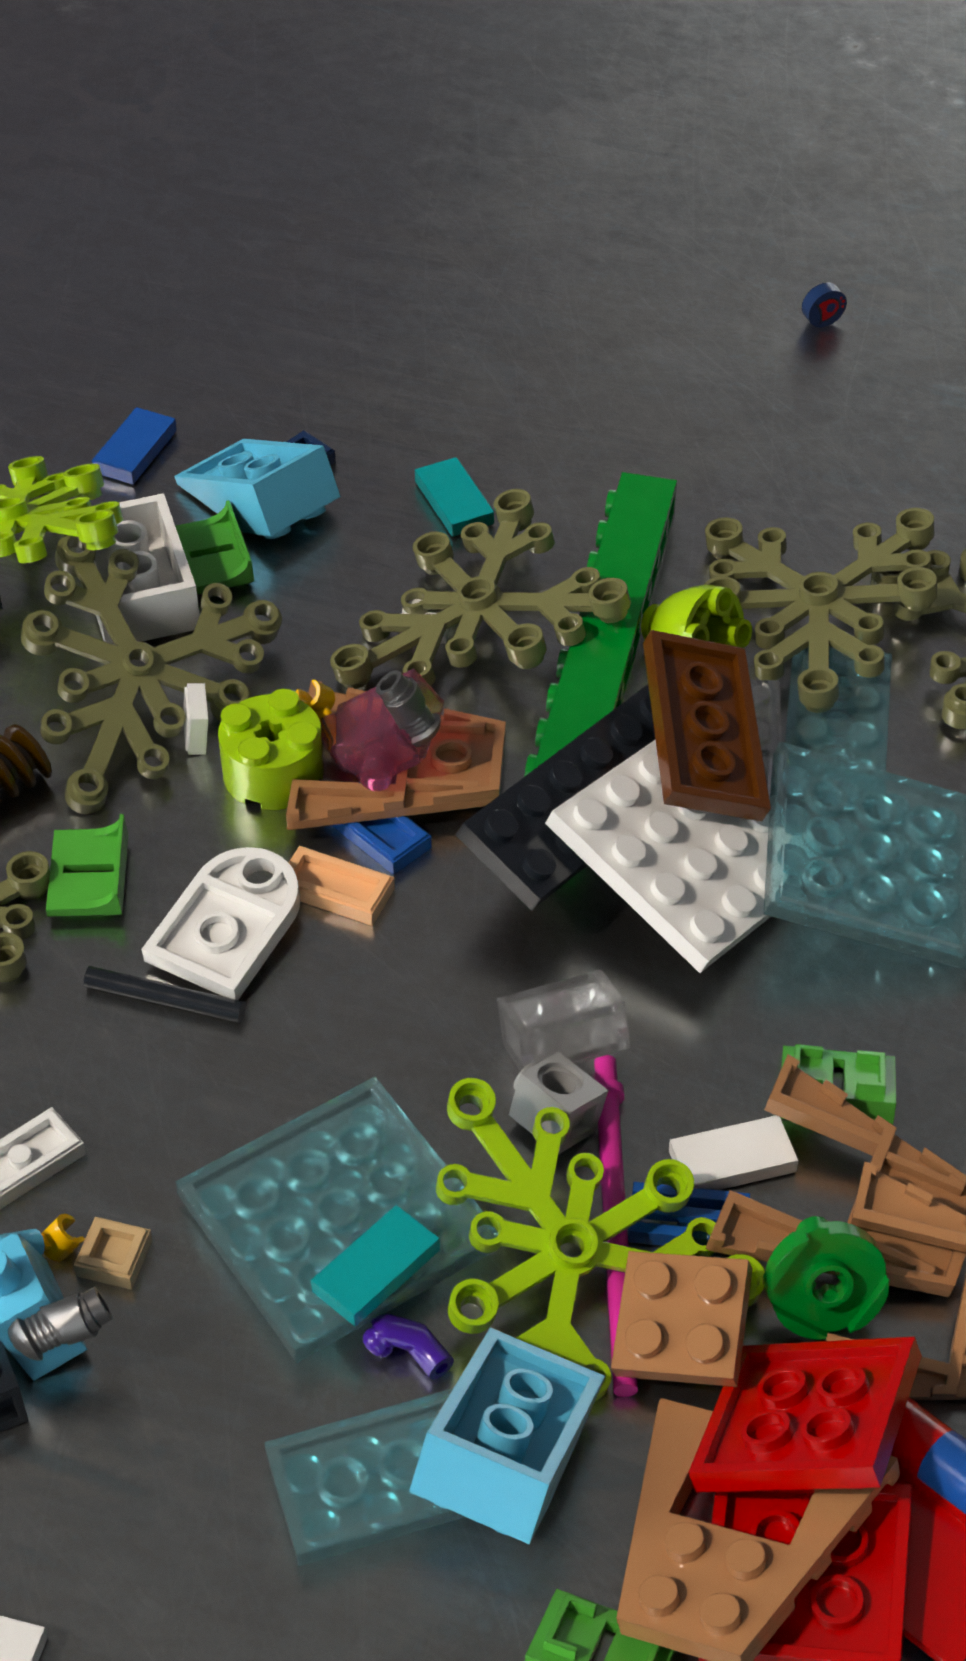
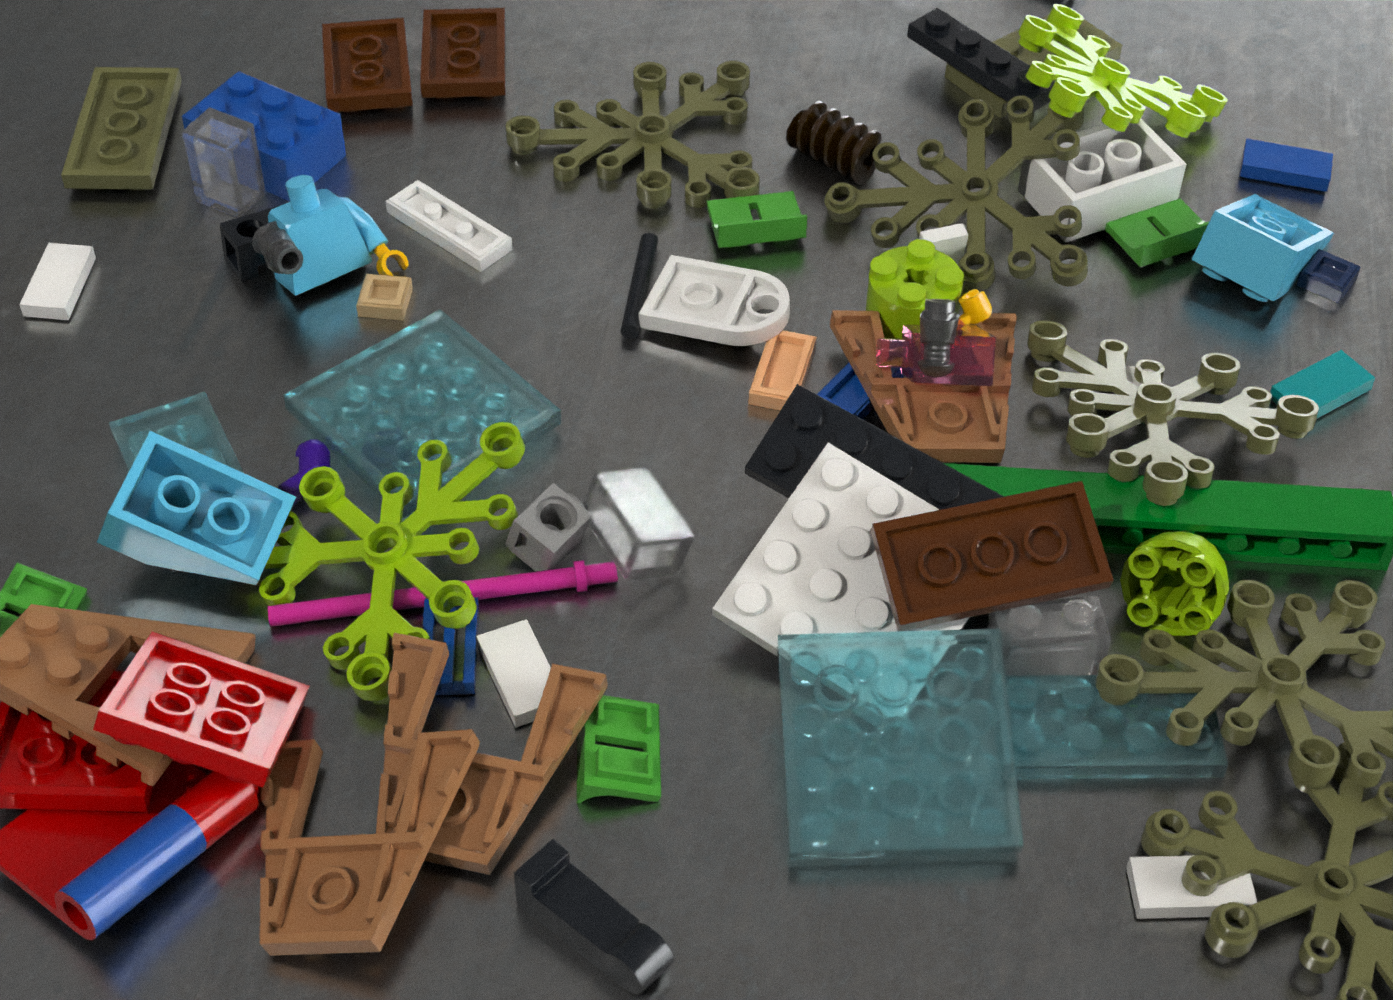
camera: 80 degrees right, 0 degrees up
(375, 1265) = (357, 424): teal tile -> none
(682, 1318) = (311, 623): medium nougat plate -> none
(820, 1248) = (357, 722): green plate -> none

